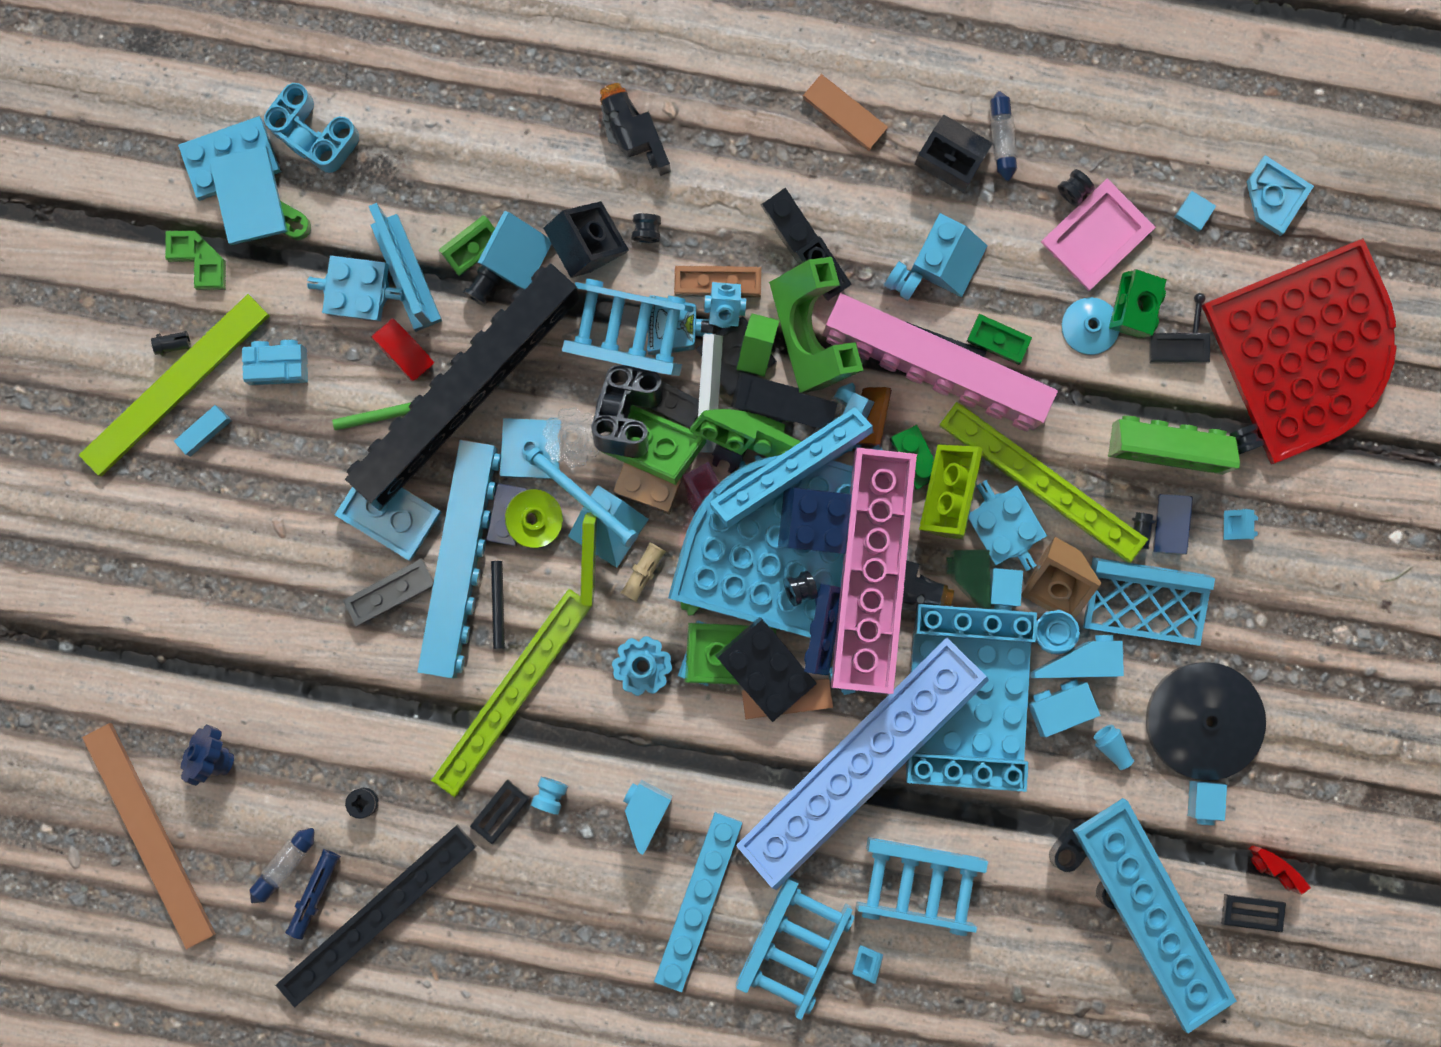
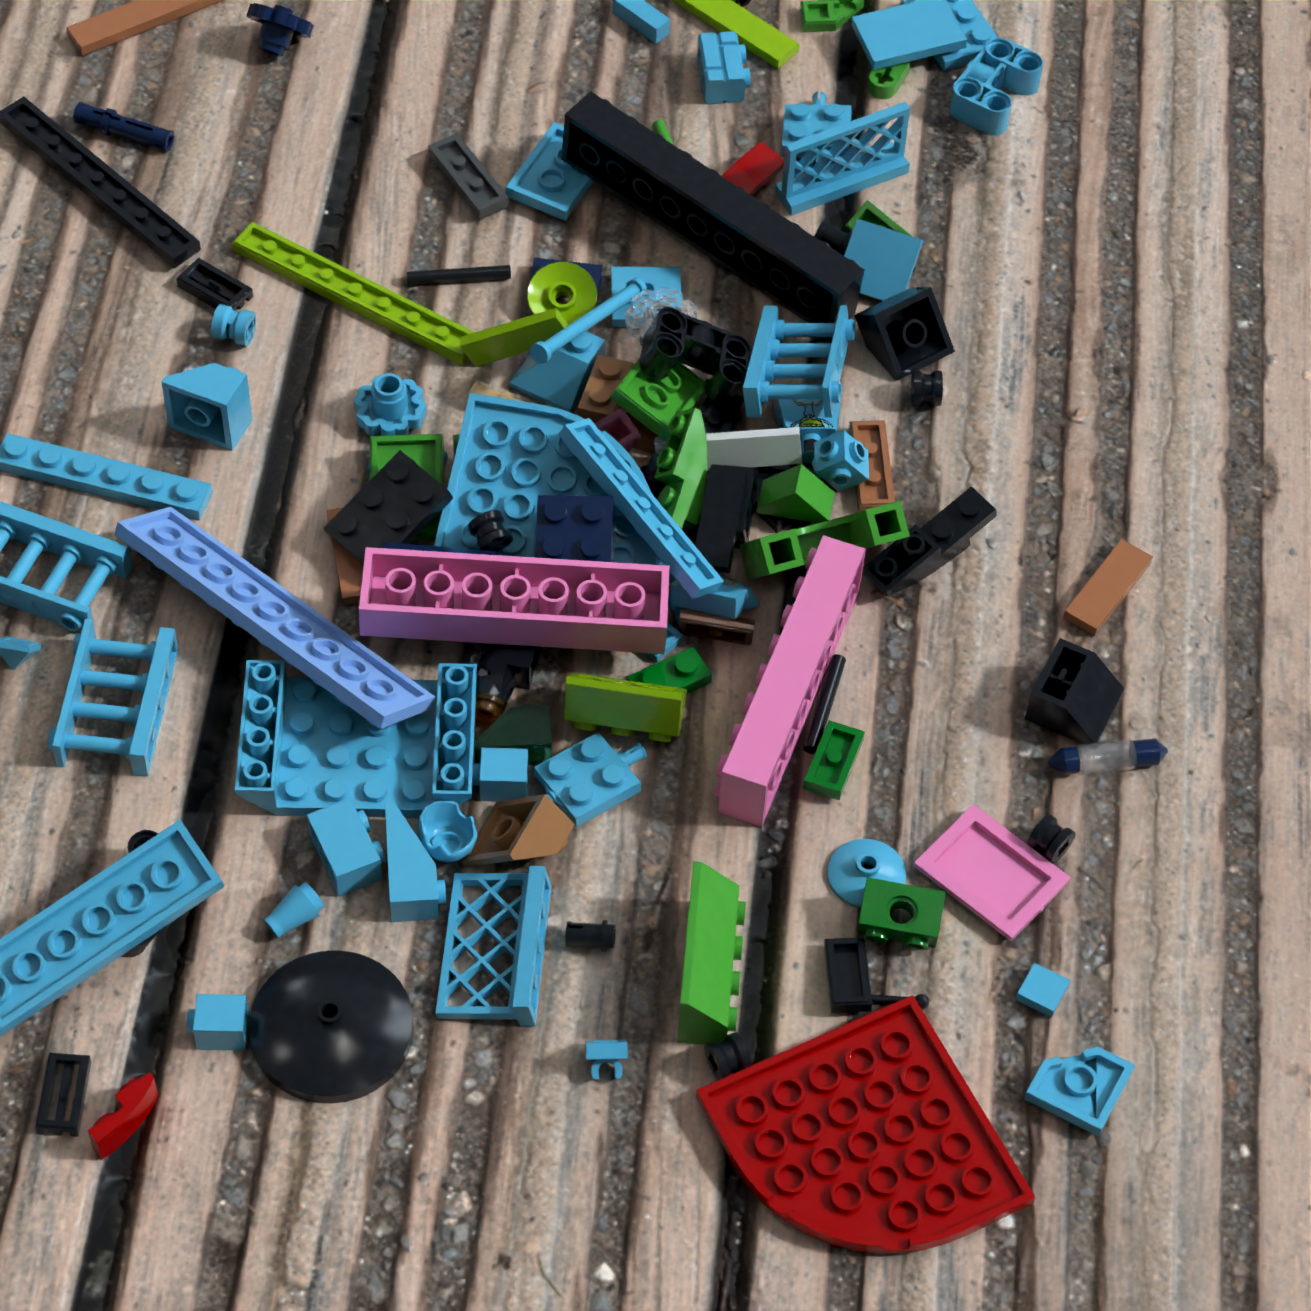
camera: 85 degrees right, 30 degrees down
(282, 865) = (156, 100): piece -> none
(368, 802) = (226, 162): black wheel -> none
(458, 559) = (508, 231): medium azure brick -> none
(630, 130) = (1044, 372): black plate -> none
(903, 280) = (898, 647): medium azure wheel -> none
(949, 255) = (938, 697): medium azure slope -> none
(1044, 483) = (643, 817): lime tile -> none
(1172, 524) = (601, 976): dark blue slope -> none

